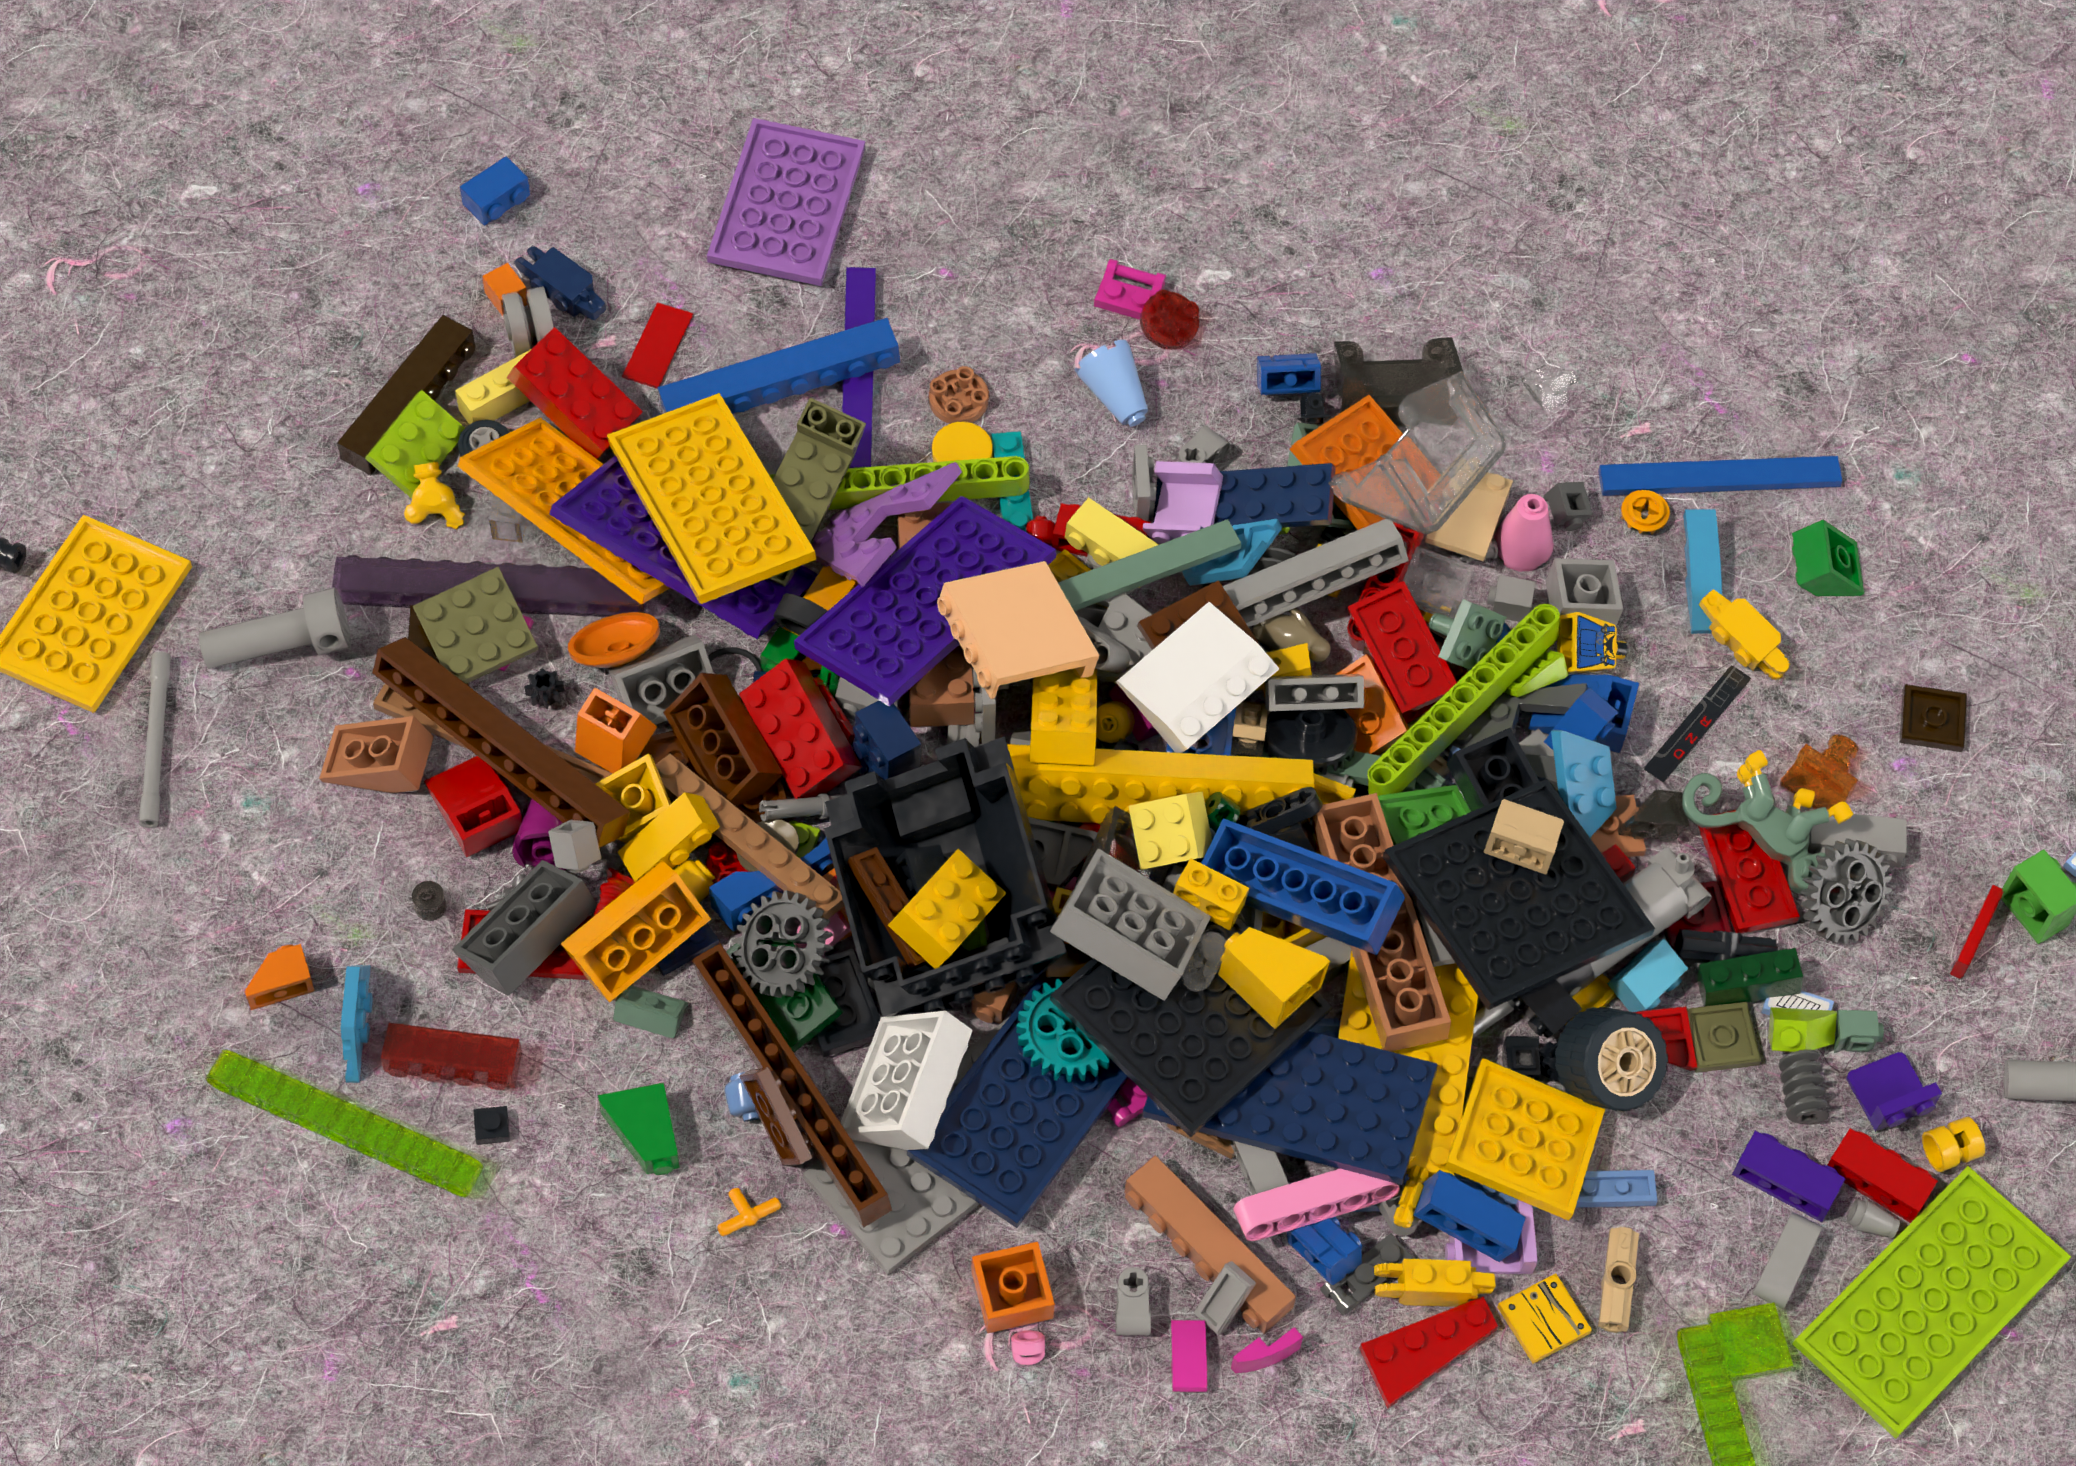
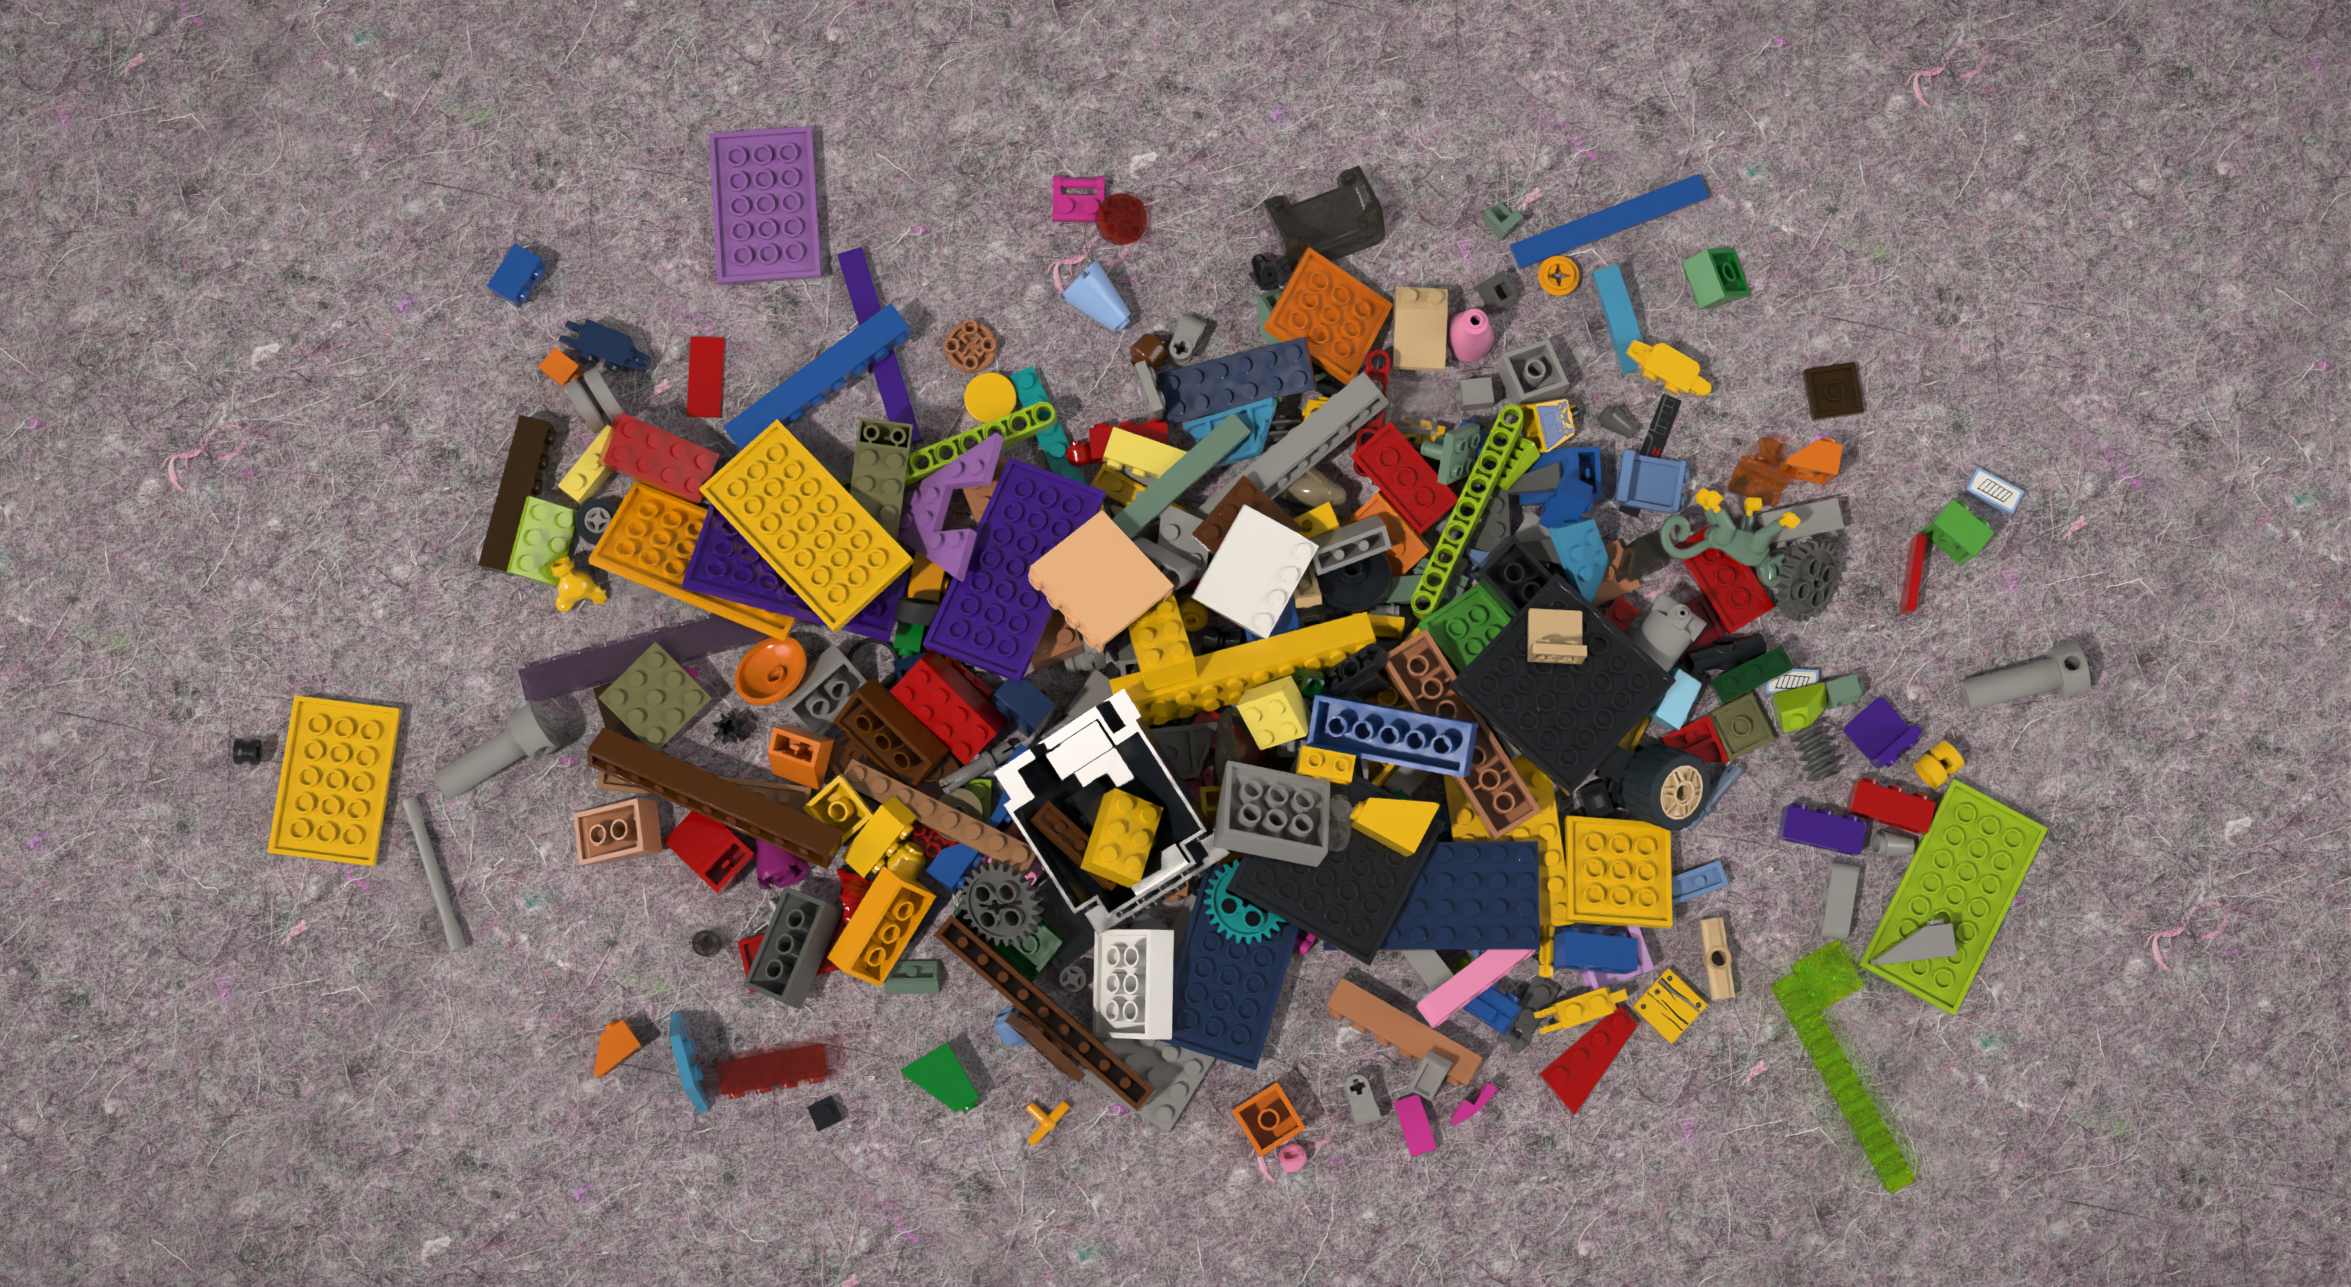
camera: 20 degrees left, 20 degrees up
(345, 1123) = (711, 1152): clear neon green beam -> none
(574, 845) = (809, 873): light grey brick -> none
(835, 1059) = (1073, 979): none -> dark grey wheel
(1159, 447) = (1149, 348): none -> reddish brown head
(1186, 499) = (1191, 401): lavender panel -> none
(1288, 374) = (1235, 242): blue brick -> none
(1435, 461) = (1378, 303): clear windscreen -> none
(1596, 440) = (1501, 220): none -> sand green panel
(1665, 1099) = (1718, 789): none -> sand blue pin
(1667, 673) = (1615, 420): none -> dark grey cone
(1687, 745) = (1650, 483): none -> medium blue panel
(1878, 1334) = (1924, 943): none -> light grey slope
(1886, 772) = (1815, 462): none -> orange slope

